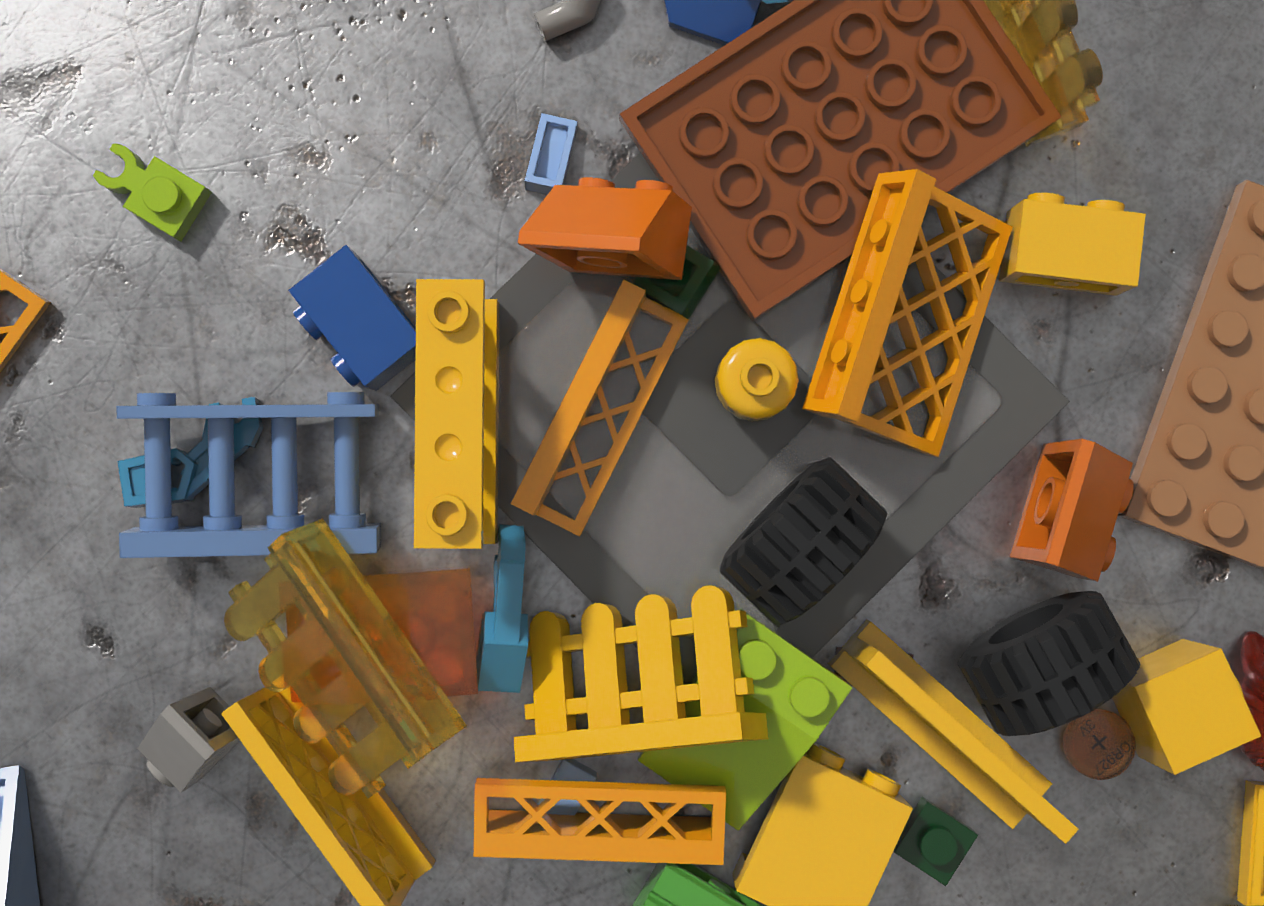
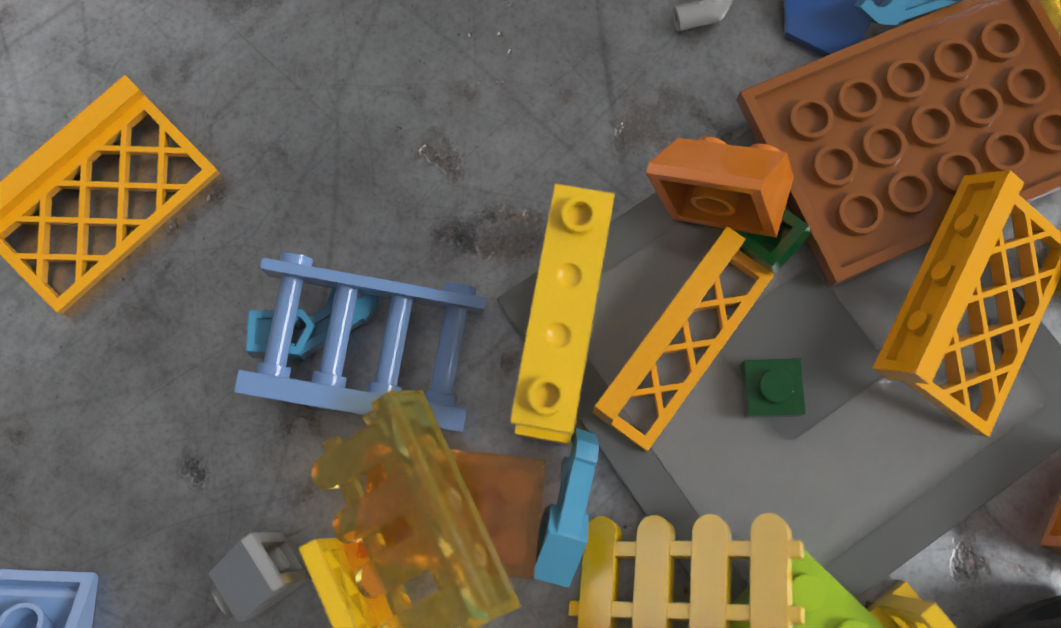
camera: 15 degrees right, 10 degrees down
(158, 193) = (331, 99): lime plate -> none
(357, 319) = (483, 227): blue brick -> none
(550, 153) = (668, 120): light blue piece -> none
(704, 444) = (772, 388): none -> dark green plate
(756, 379) = (832, 336): yellow head -> none
(804, 542) = (866, 489): black tyre -> none

